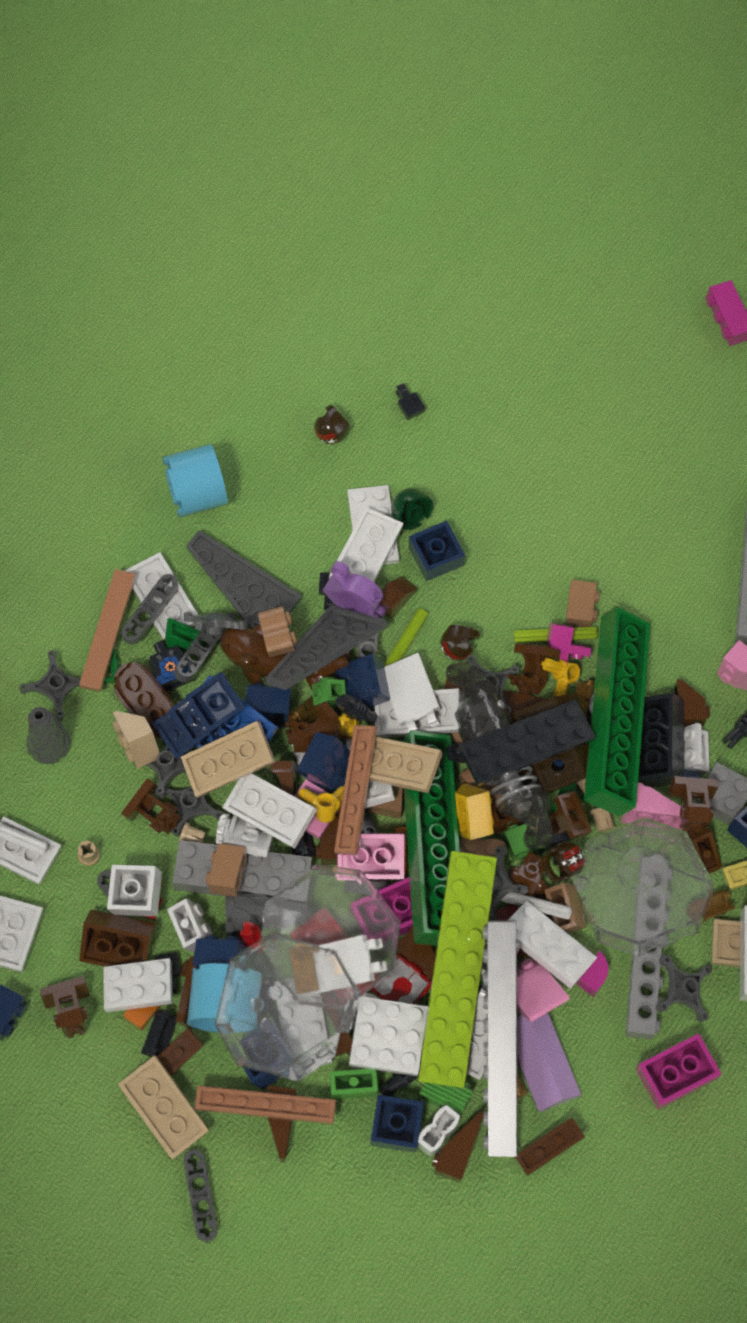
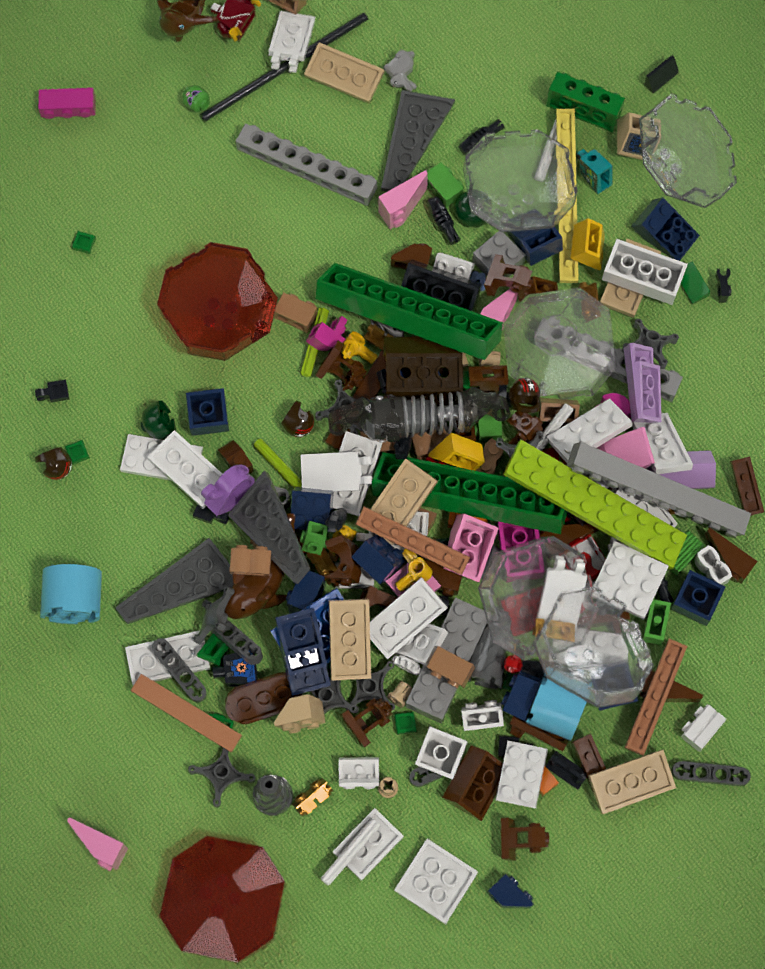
camera: 70 degrees left, 5 degrees up
(64, 783) = (305, 800): none -> hinge
(94, 818) = (359, 772): none -> white bracket
(163, 851) = (405, 723): none -> green tile
(249, 1171) = (703, 727): none -> white brick
(353, 445) = (77, 452): none -> green tile
(526, 742) = (422, 387): black plate -> none
(556, 517) = (217, 301): none -> clear red windscreen
(563, 1030) = (666, 446): none -> white plate
(582, 379) = (83, 242): none -> green tile
(627, 990) = (643, 383): none -> lavender slope
(678, 1071) = (716, 370): dark pink brick -> none

